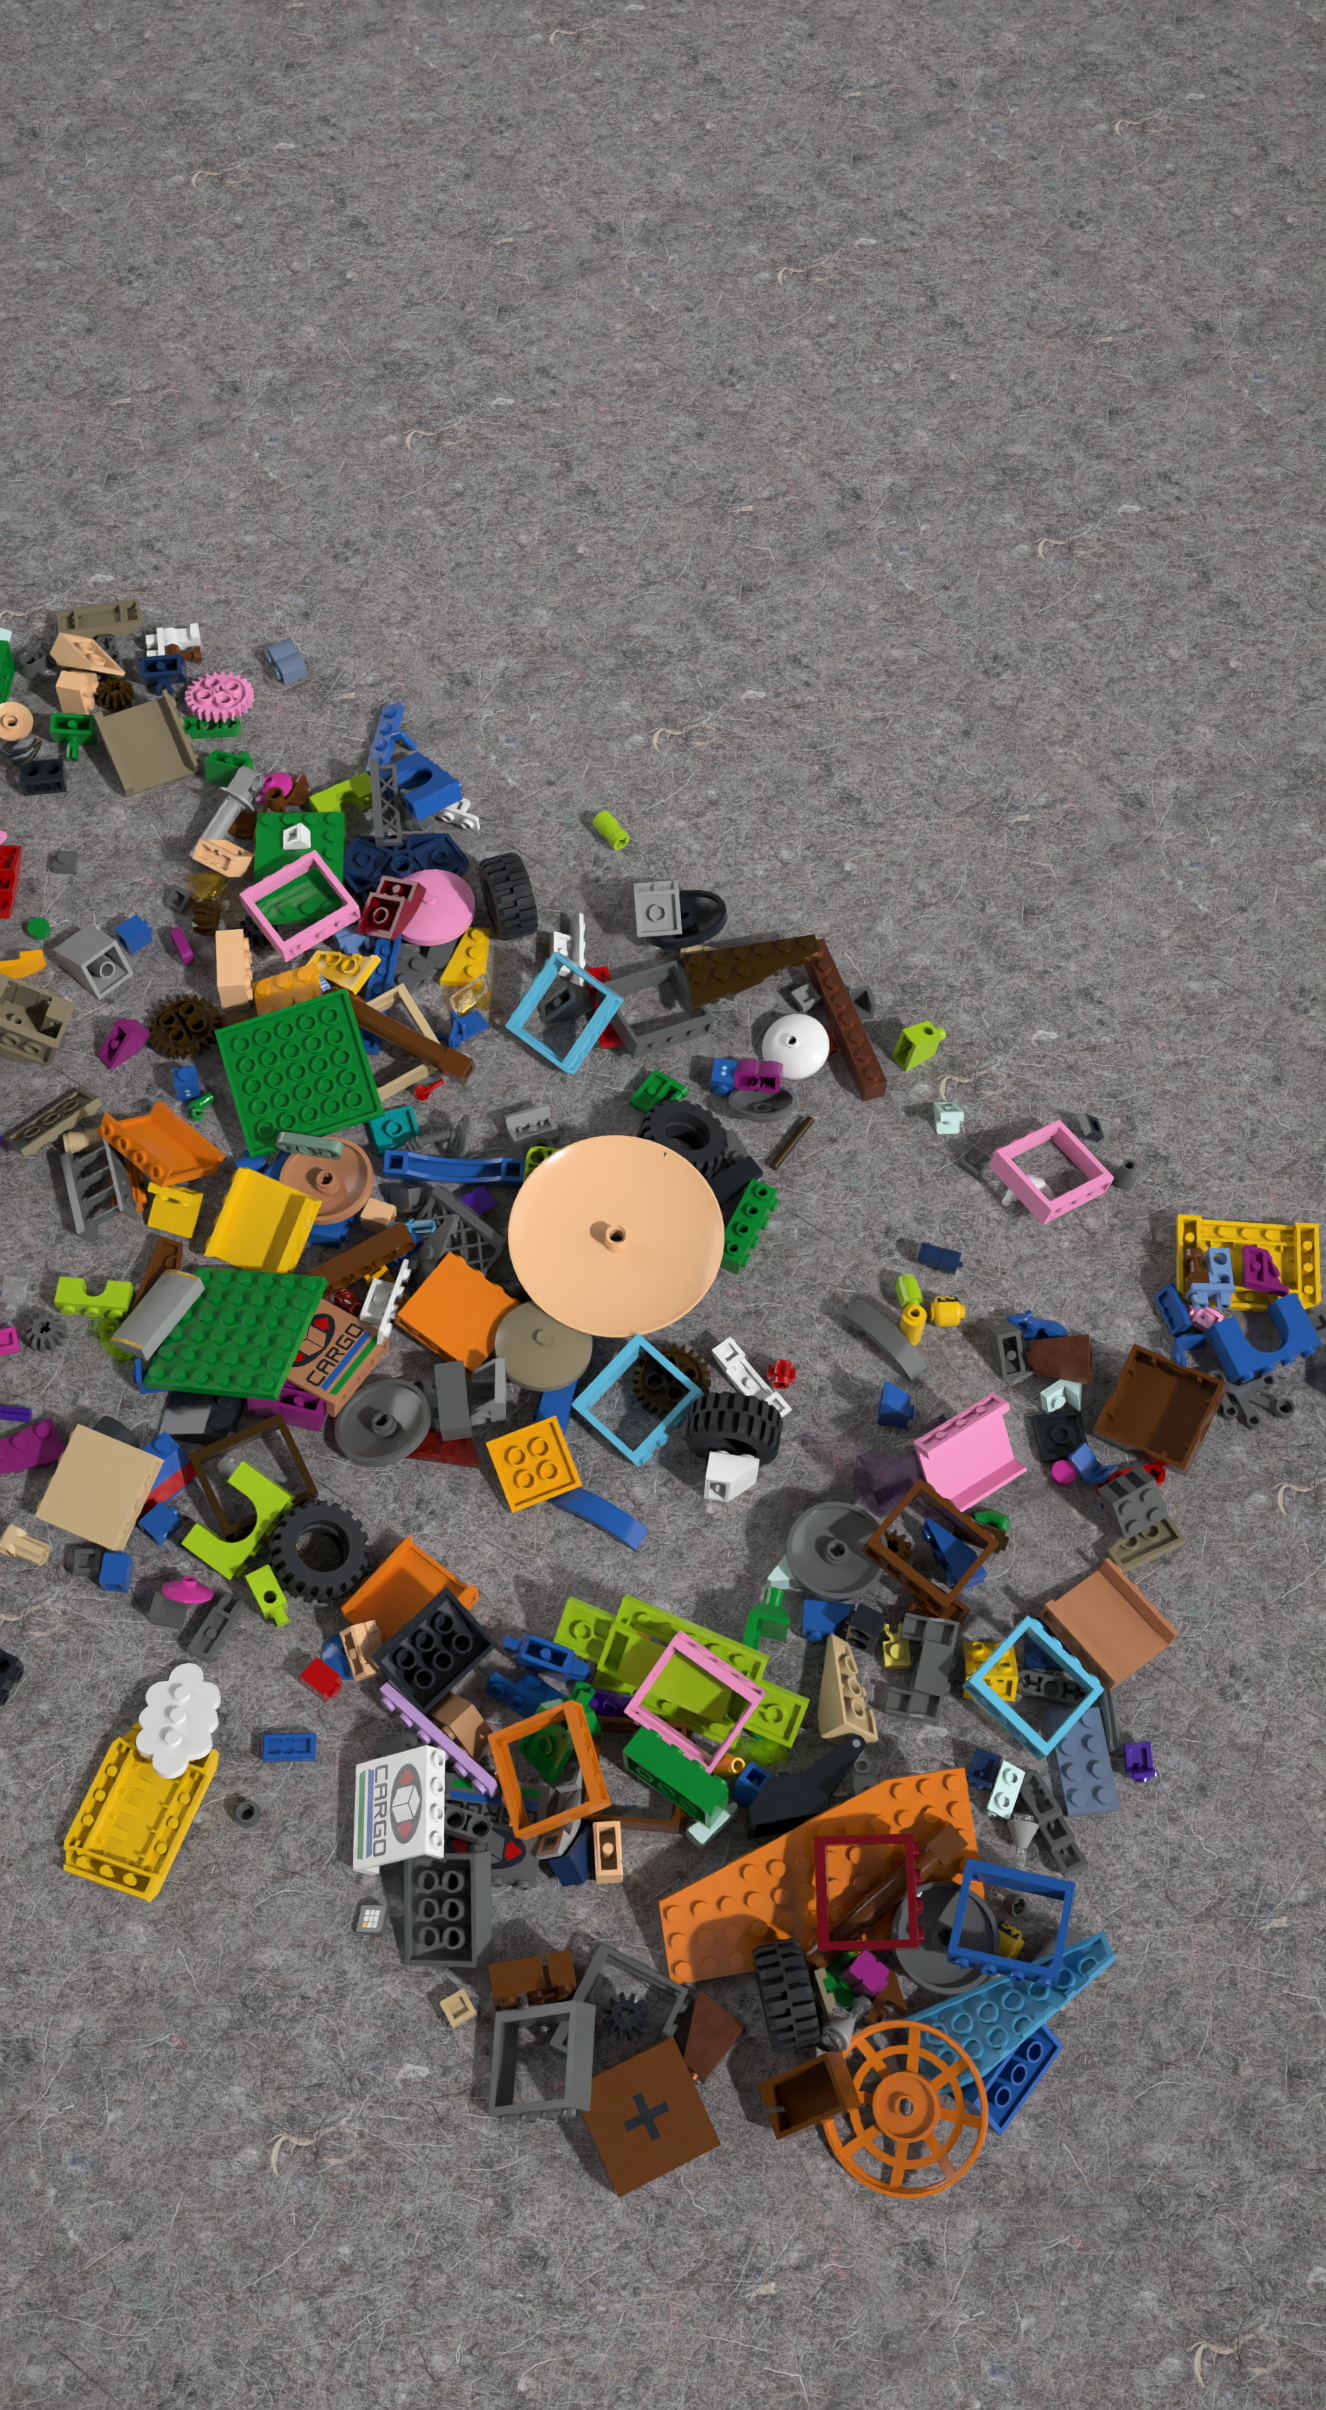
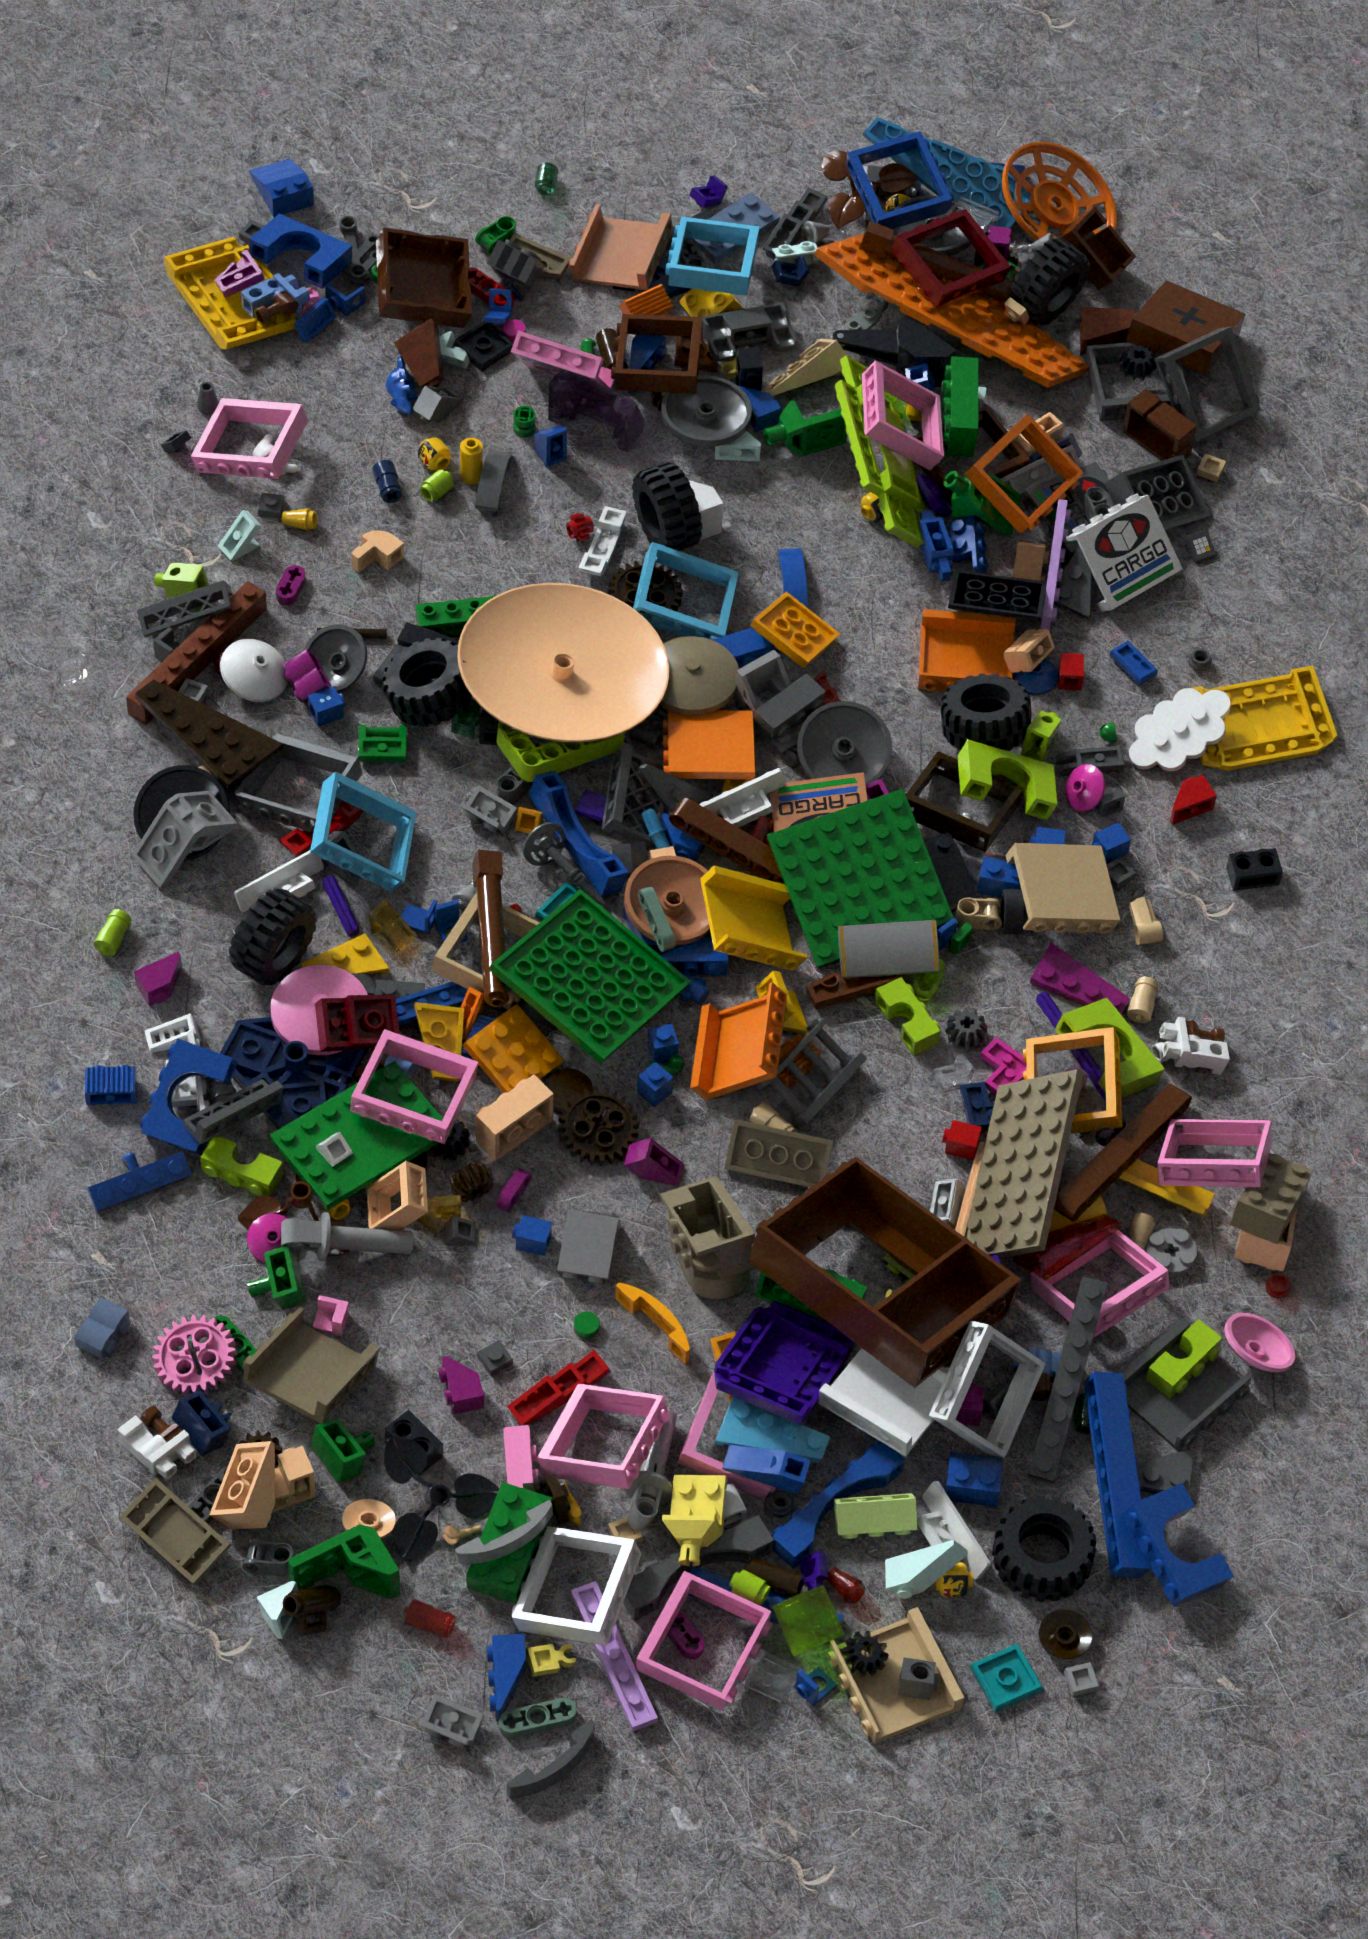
camera: 125 degrees left, 5 degrees down
(58, 826) = (463, 1386): none -> magenta slope
(106, 1682) = (1193, 799): none -> red slope
(129, 1388) = (961, 938): none -> green tile
(140, 1422) = (979, 913): none -> tan piece
(181, 789) = (331, 1315): none -> bright pink panel
(216, 1110) = (662, 1043): none -> blue brick
(233, 1668) = (1108, 732): none -> green hinge
(477, 762) = (110, 1085): none -> blue brick
(491, 826) = (179, 1024): none -> white slope
(504, 1150) = (528, 820): none -> light orange slope
(517, 983) = (341, 905): none -> dark purple axle
(544, 834) = (159, 978): none -> magenta slope
(772, 1933) = (1016, 311): none -> tan plate
(866, 1209) = (378, 547): none -> light nougat brick
(876, 1126) = (294, 586): none -> magenta beam
(894, 1024) = (181, 604): none -> dark grey fence
(924, 1975) = (981, 214): none -> clear plate
(935, 1409) = (524, 421): none -> green wheel
(939, 1172) = (302, 519): none -> yellow cone
(1014, 1596) = (648, 303): none -> orange brick
(1030, 1934) = (846, 208): none -> reddish brown plant
(1193, 1524) = (499, 230): none -> green piece
(1249, 1620) = (546, 179): none -> clear green brick

